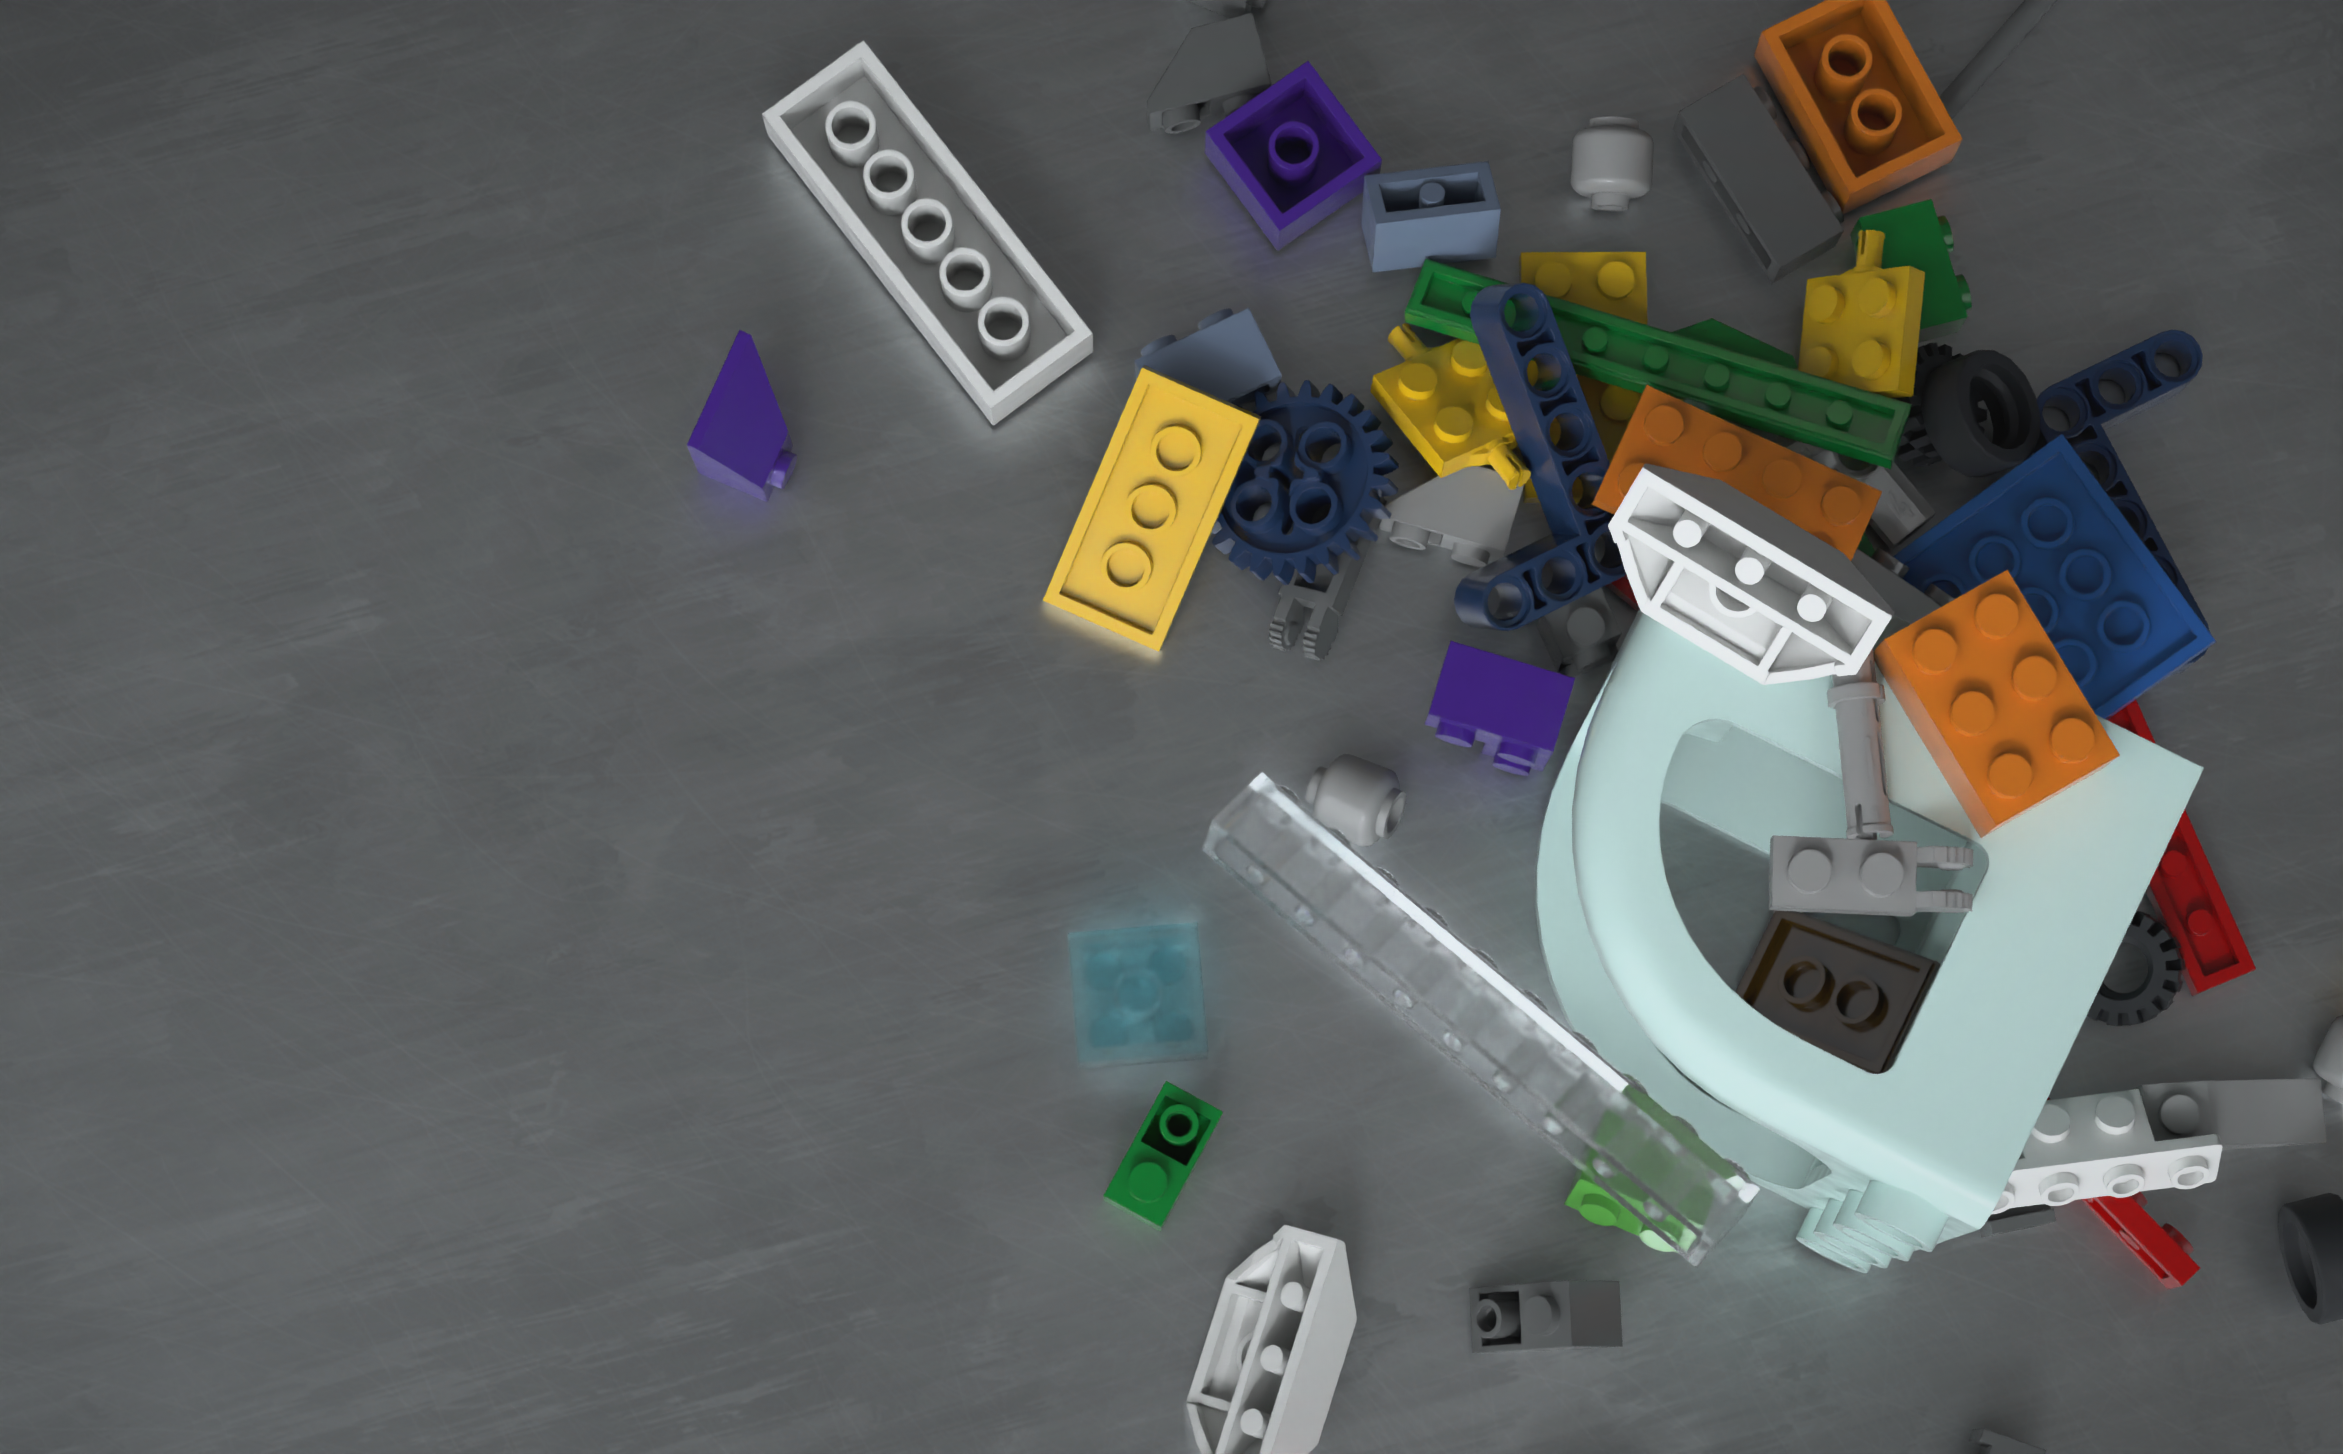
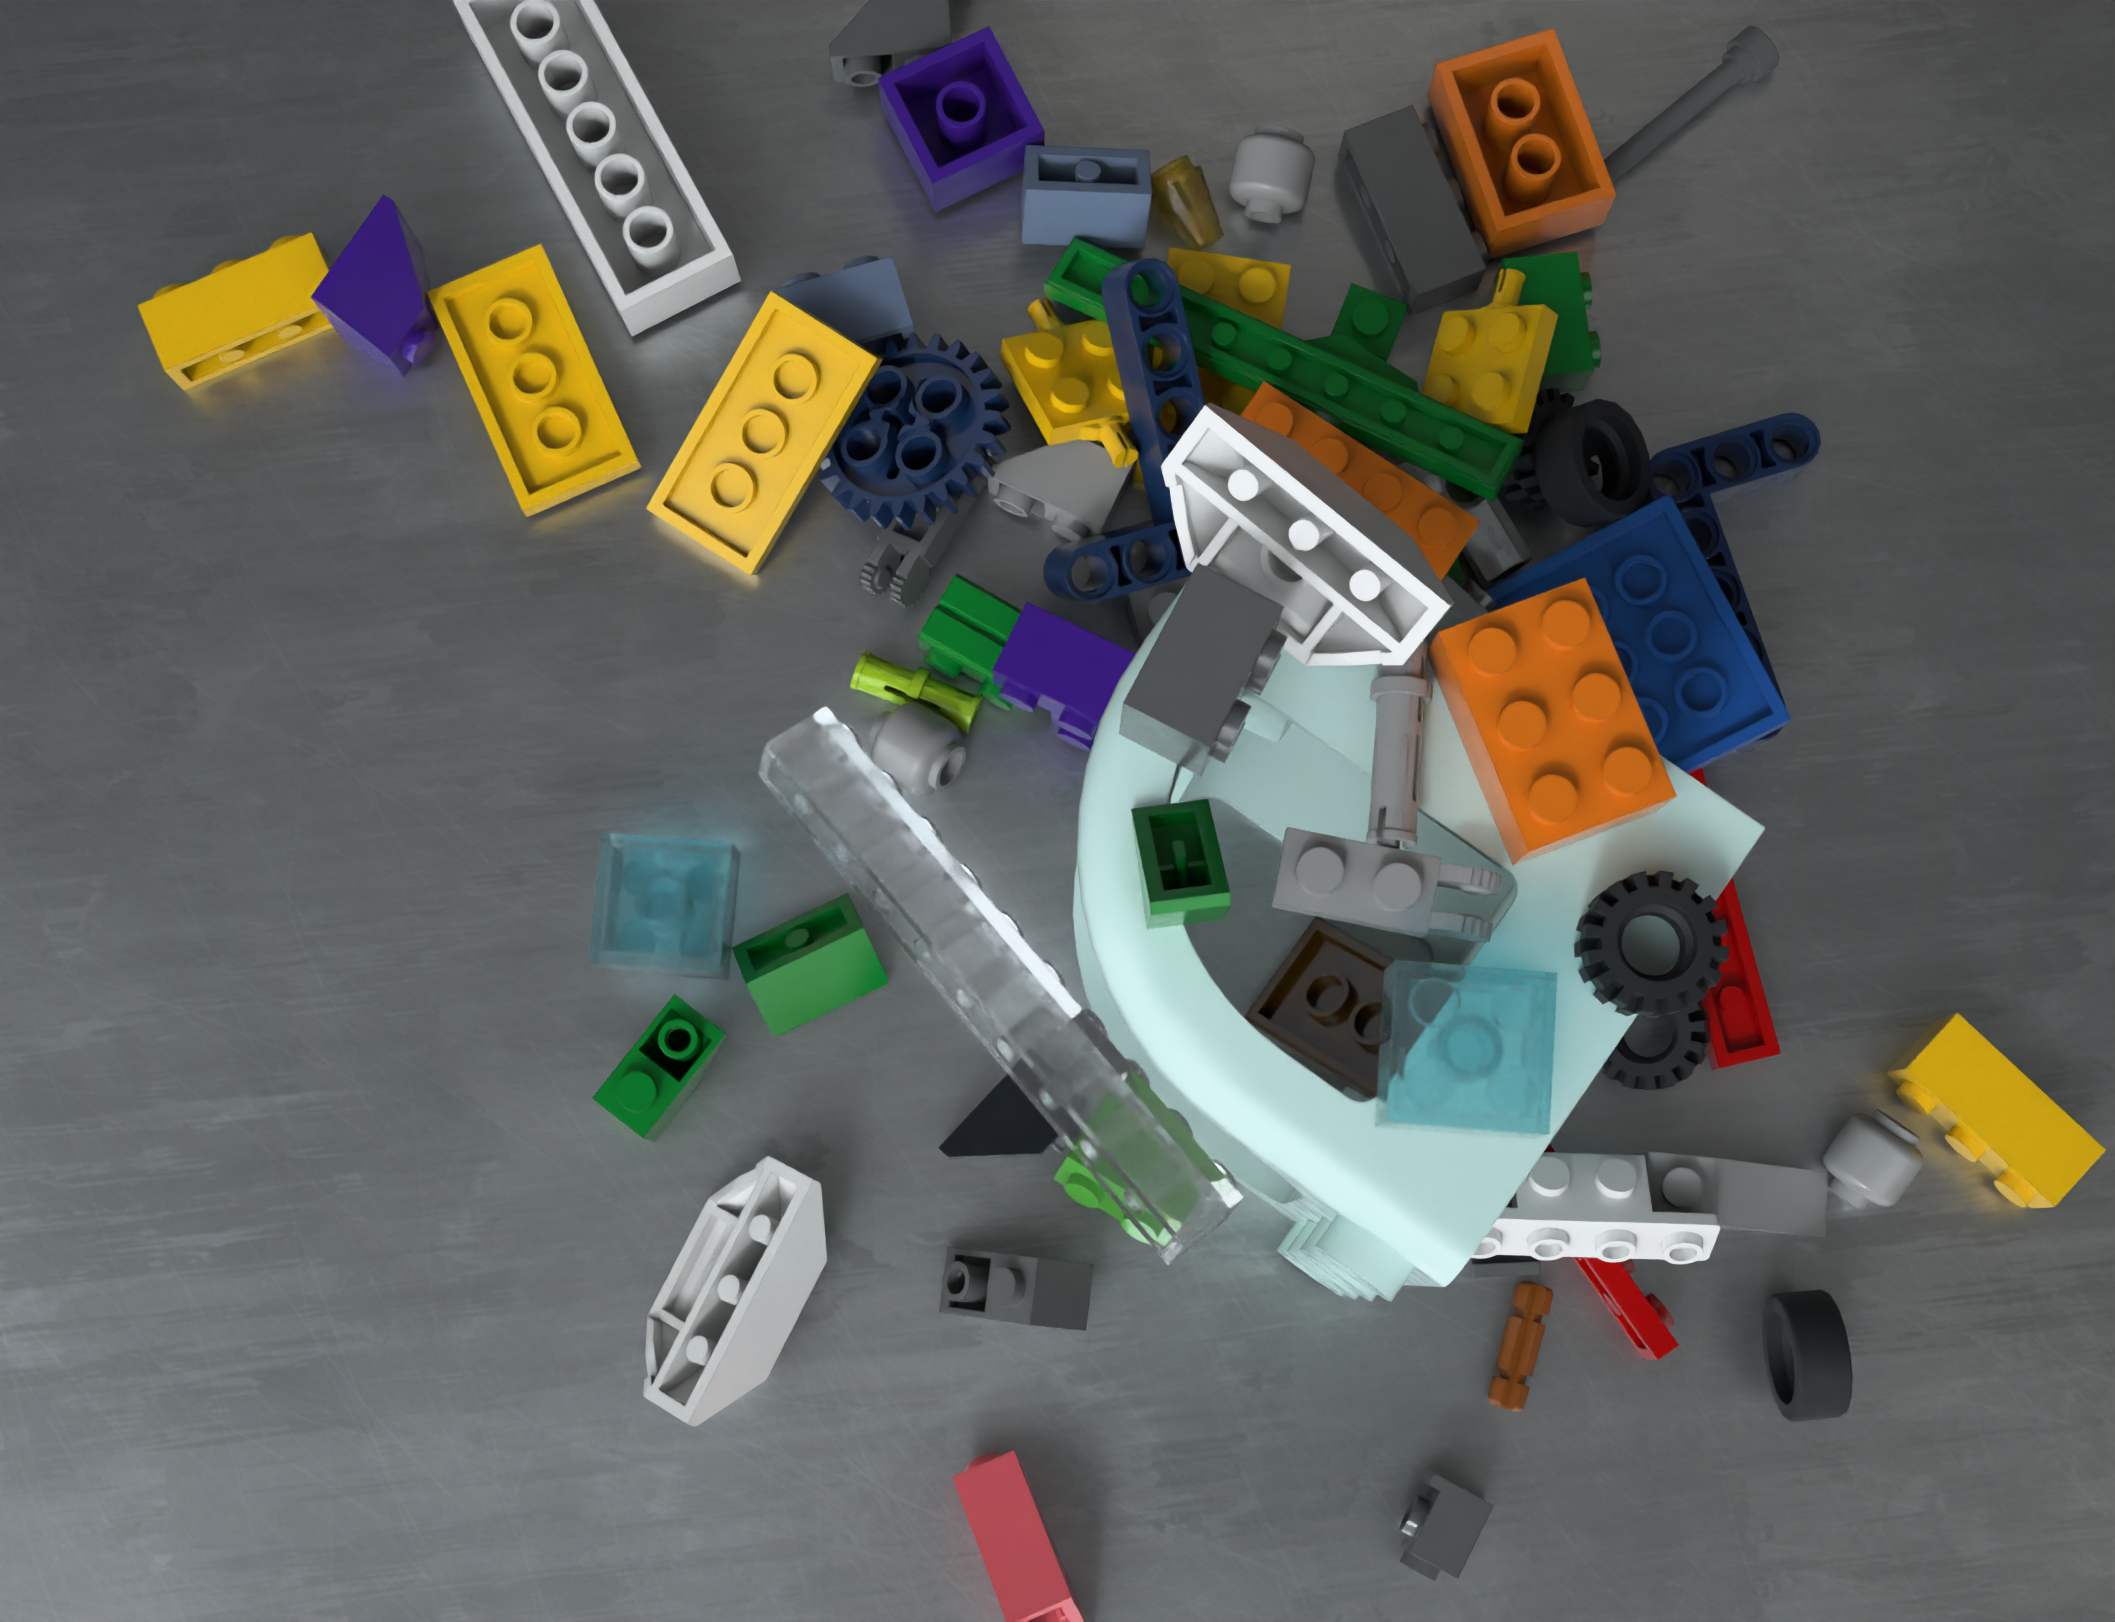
camera: 10 degrees right, 0 degrees up
(600, 459) = (238, 311): none -> yellow brick
(905, 486) = (533, 380): none -> yellow plate
(1287, 1031) = (810, 965): none -> green panel
(1332, 739) = (904, 685): none -> lime pin
(1394, 679) = (969, 635): none -> green brick
(1508, 1160) = (1003, 1127): none -> black slope
(1531, 205) = (1186, 203): none -> clear yellow cone
(1676, 708) = (1199, 670): none -> dark grey brick
(1682, 884) = (1180, 864): none -> green slope
(1733, 297) = (1370, 319): none -> green plate
(1967, 1012) = (1466, 1049): none -> clear light blue brick
(2046, 1295) = (1520, 1346): none -> dark orange axle
(2148, 861) = (1697, 934): none -> black tyre

